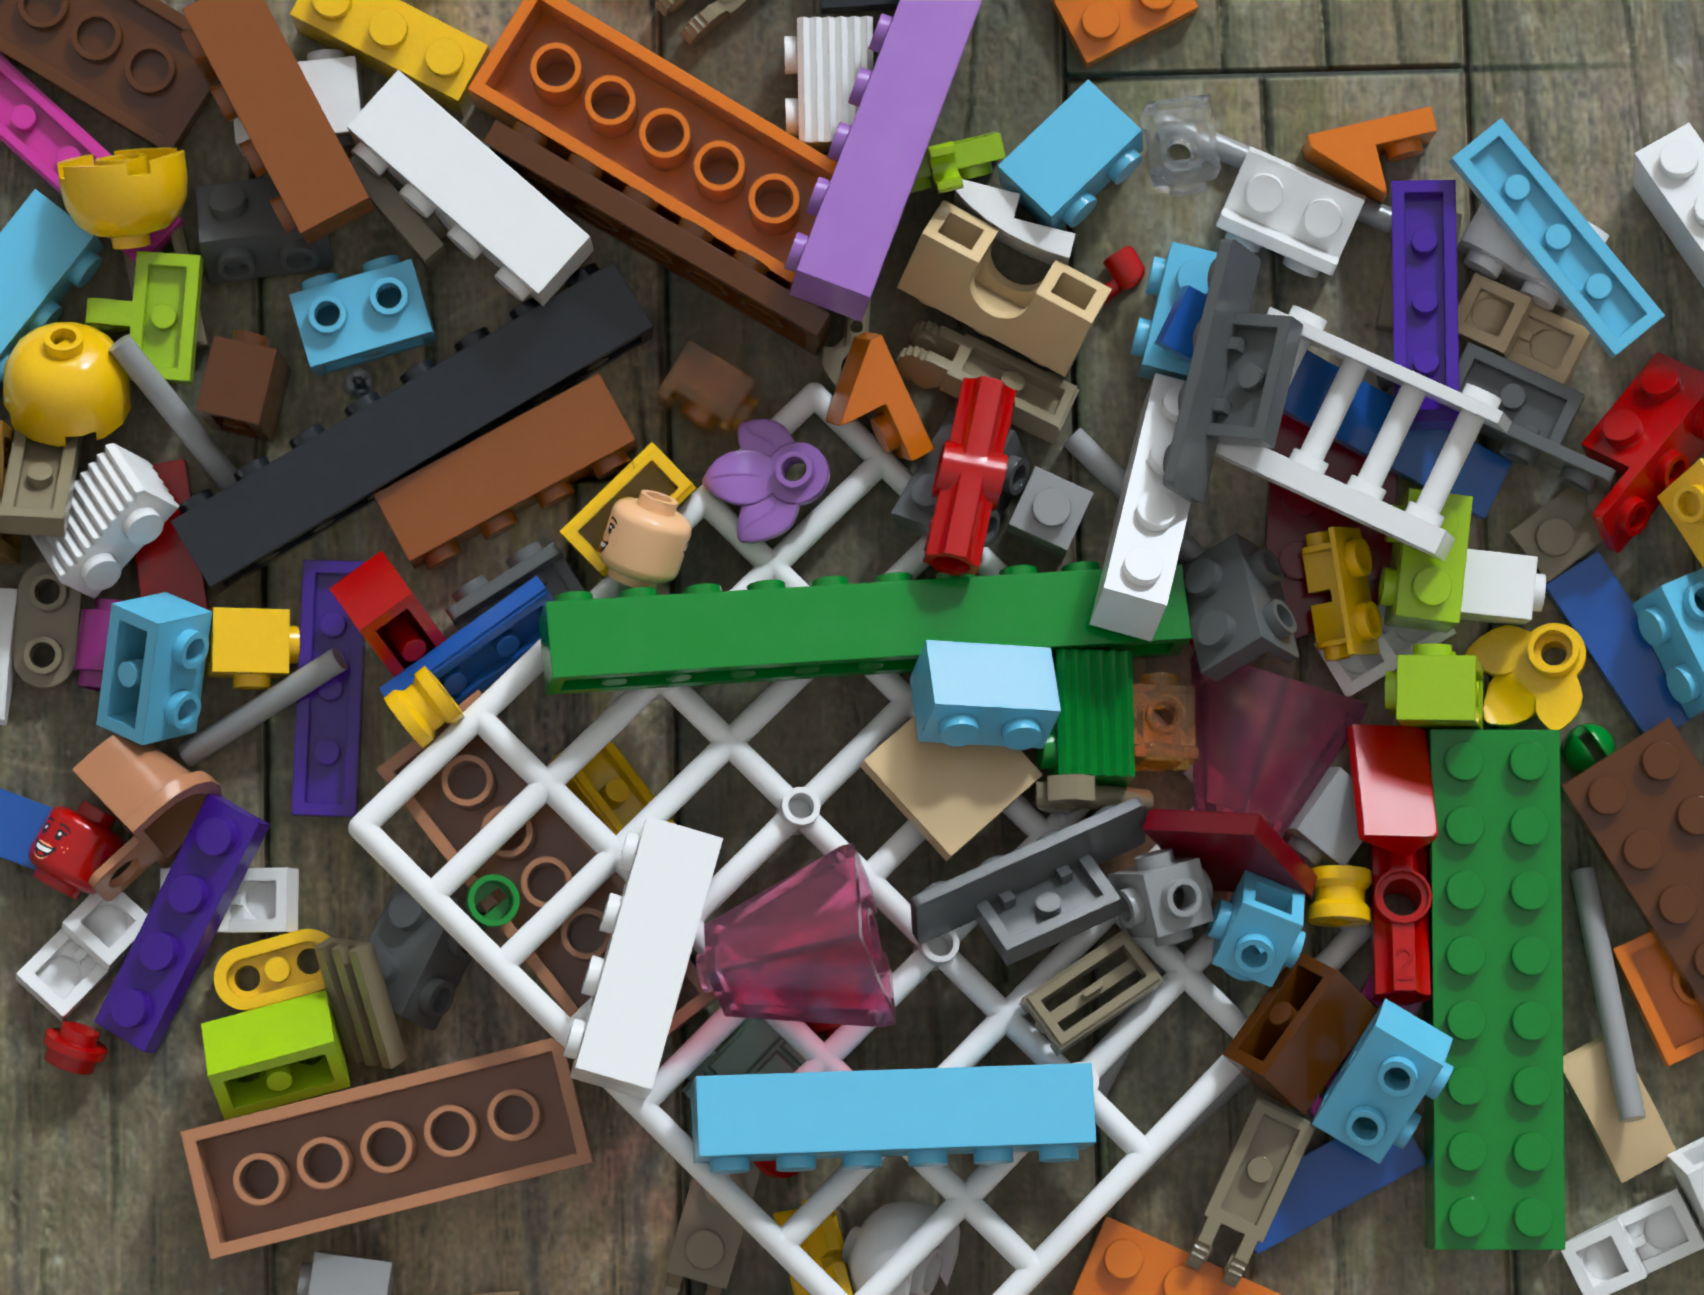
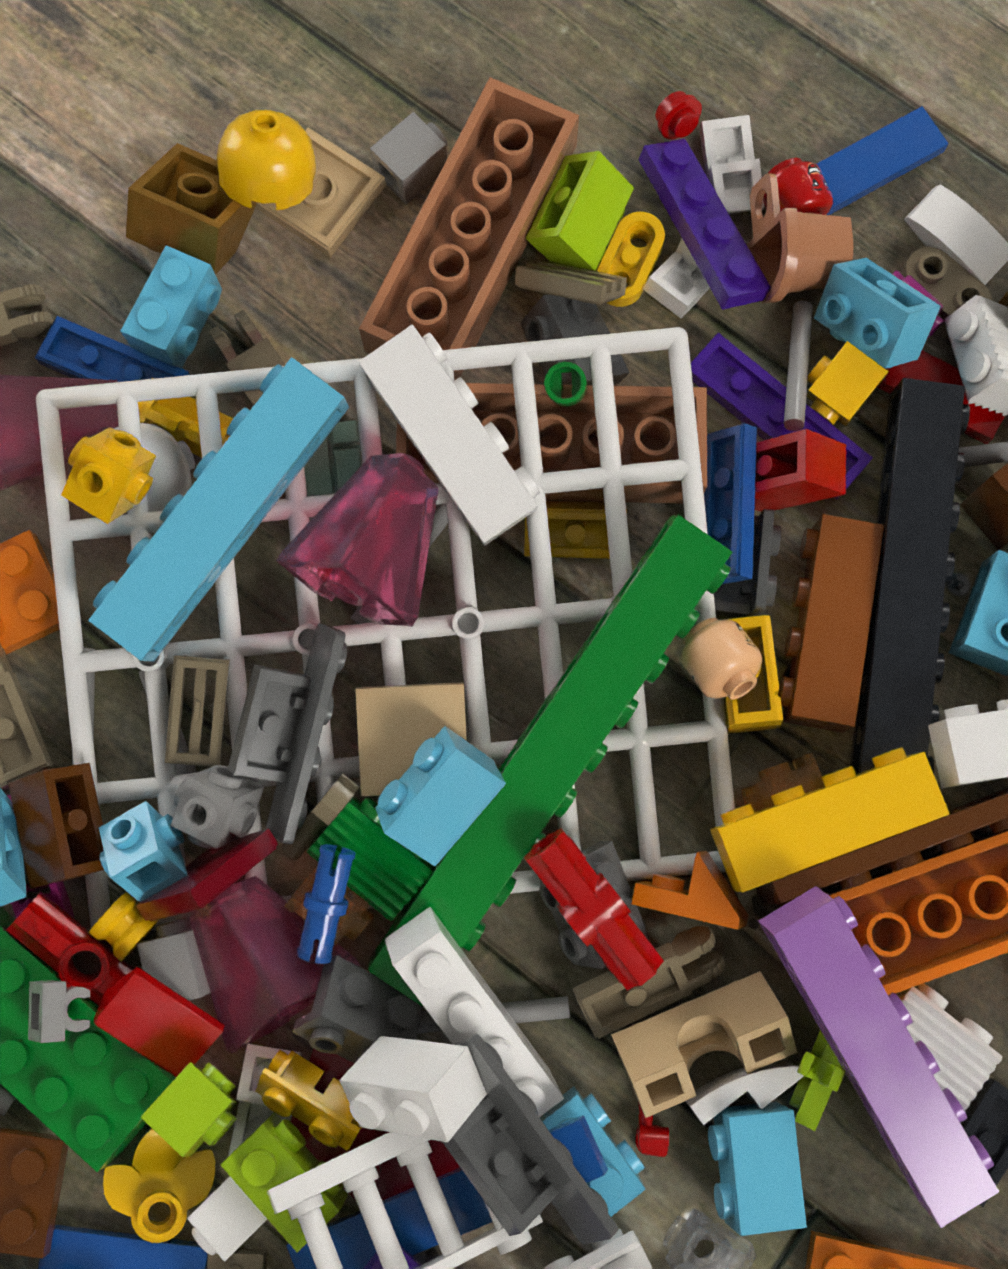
camera: 135 degrees right, 5 degrees down
(423, 706) = (723, 436): yellow wheel -> none
(715, 330) = (828, 821): none -> yellow brick
(758, 479) = (703, 771): medium lavender plate -> none
(946, 1243) = (108, 474): none -> yellow brick
(1049, 512) = (529, 948): light grey brick -> none
(1164, 718) = (325, 904): none -> blue pin
(1253, 505) = (413, 1088): none -> white brick
(1459, 882) = (49, 1013): none -> light grey tile
(1575, 752) = (80, 1171): green hinge -> none

